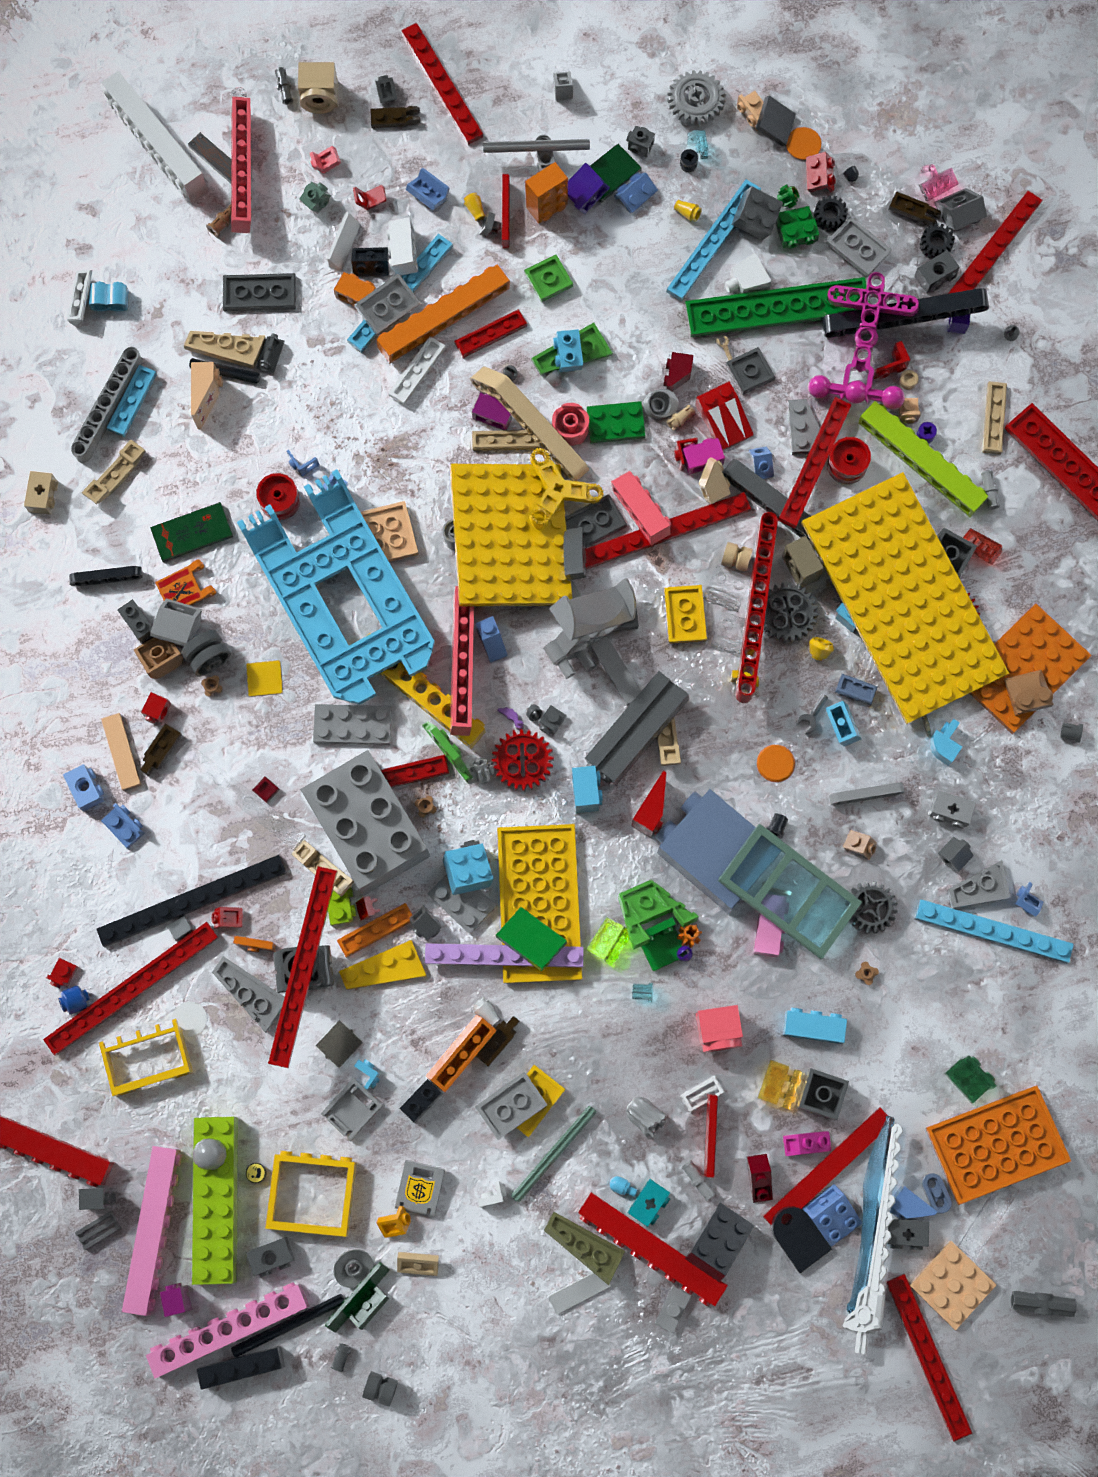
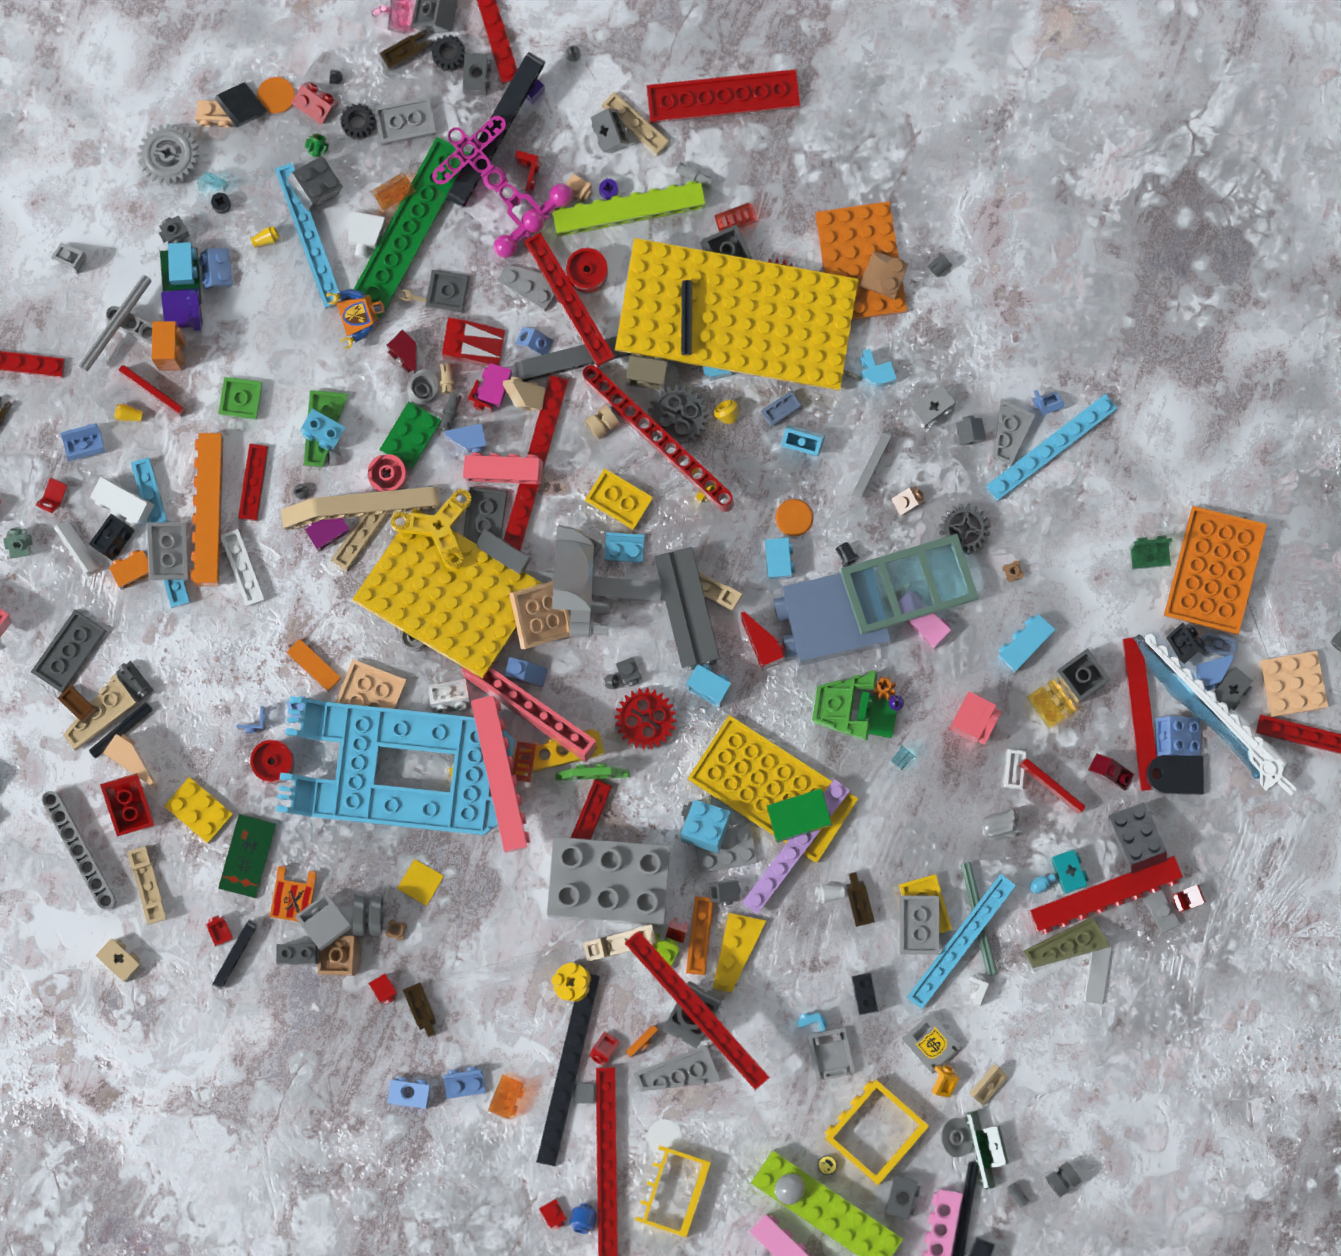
camera: 55 degrees left, 5 degrees up
(116, 550) = (219, 930): none -> red bracket
(121, 751) = (398, 1043): light nougat tile -> none
(131, 401) = (90, 827): medium azure plate -> none
(134, 867) = (506, 1097): none -> clear orange bracket
(165, 410) = (127, 804): none -> red slope
(202, 471) = (198, 810): none -> yellow plate
(221, 324) = (76, 704): none -> reddish brown tile
(261, 843) = (581, 984): none -> yellow plate
(265, 789) = (518, 945): dark red tile -> none
(339, 1044) = (771, 1028): clear smoke piece -> none
(352, 724) = (492, 850): light grey plate -> none
(379, 476) = (313, 665): none -> orange tile
(389, 672) = (500, 775): none -> coral brick
(412, 680) = (532, 746): none -> clear red slope
(424, 811) = (623, 820): medium nougat plate -> none
(428, 595) = (449, 696): none -> white bracket
(460, 1053) = (849, 936): orange brick -> none
(482, 770) = (631, 757): light grey gear -> none
(490, 225) = (154, 414): dark grey tile -> none
(511, 715) = (600, 701): medium lavender piece -> none
(523, 1152) = (961, 941): none -> medium azure plate
(534, 617) = (535, 617): none -> light nougat plate
(608, 941) = (843, 755): clear neon green bracket -> none
(619, 161) = (181, 263): none -> medium azure brick
(647, 466) = (468, 438): none -> medium blue slope
(649, 646) = (624, 547): none -> medium azure plate
(656, 438) = (450, 412): none -> dark grey pin
(679, 313) = (356, 313): none -> torso
(698, 1180) = (1078, 820): light grey pin -> none
(700, 1325) = (1188, 898): none -> bracket
(732, 772) = (778, 558): none -> medium azure brick
(796, 275) = (393, 191): none -> clear orange bracket
(797, 227) = (349, 158): green plate -> none
(807, 1143) = (1110, 716): dark pink bracket -> none
(815, 710) = (775, 456): flat silver piece -> none
(870, 557) = (686, 318): none -> black axle
(908, 379) = (551, 168): tan tile -> none
(917, 1163) = (1186, 643): none -> black bracket
(973, 400) = (609, 130): none -> brick

